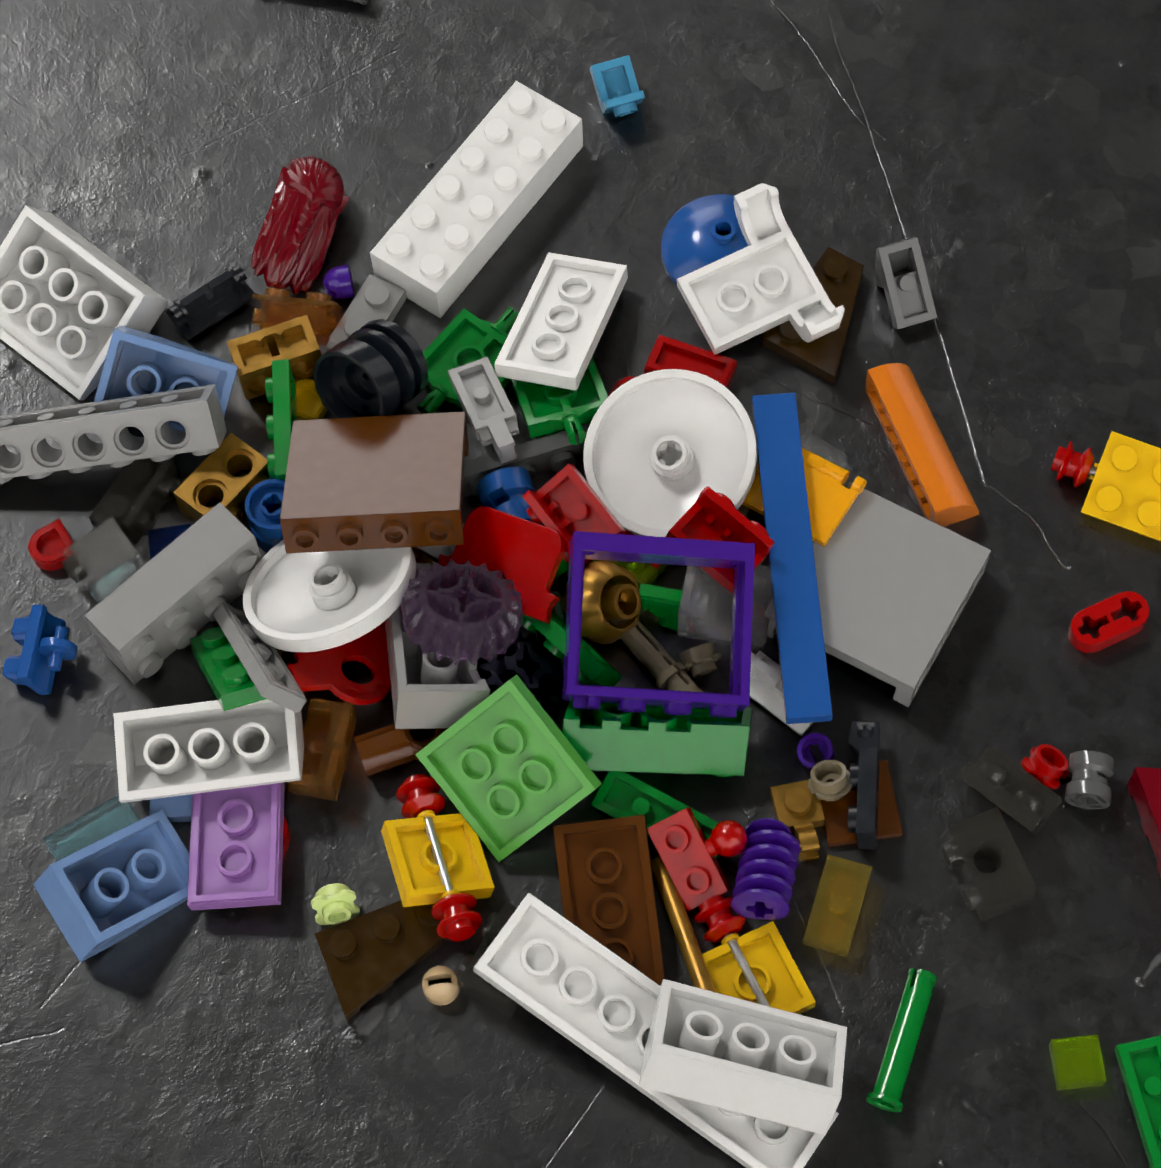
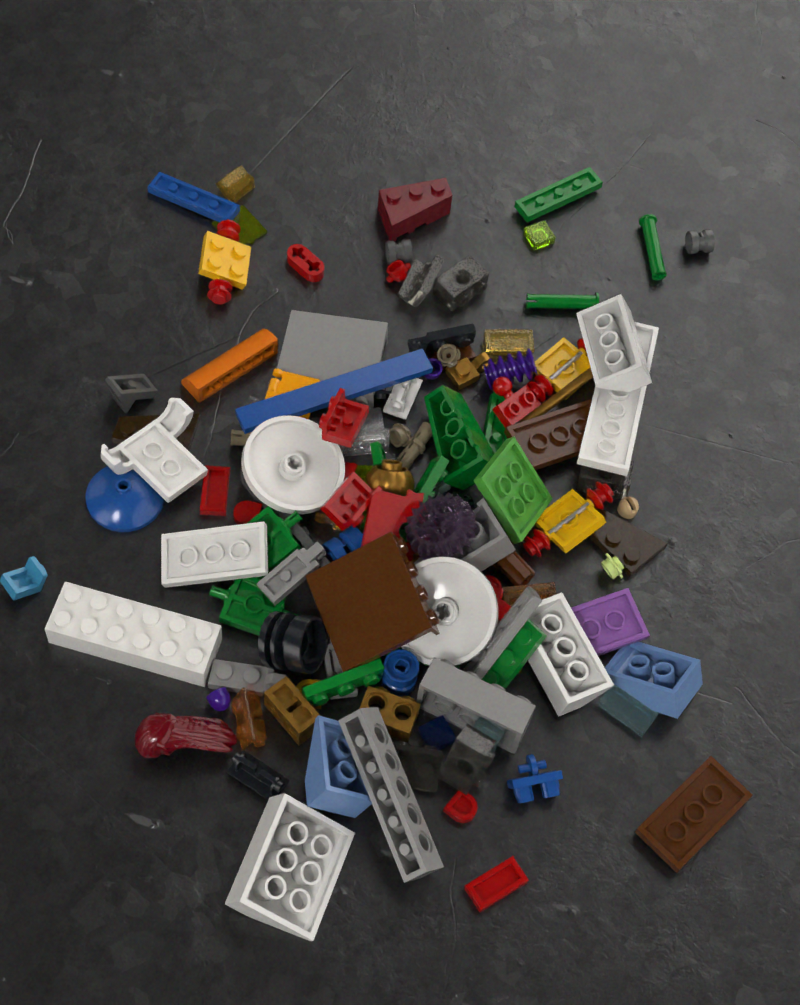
camera: 120 degrees left, 5 degrees down
(672, 552) = (367, 396): dark purple window -> none

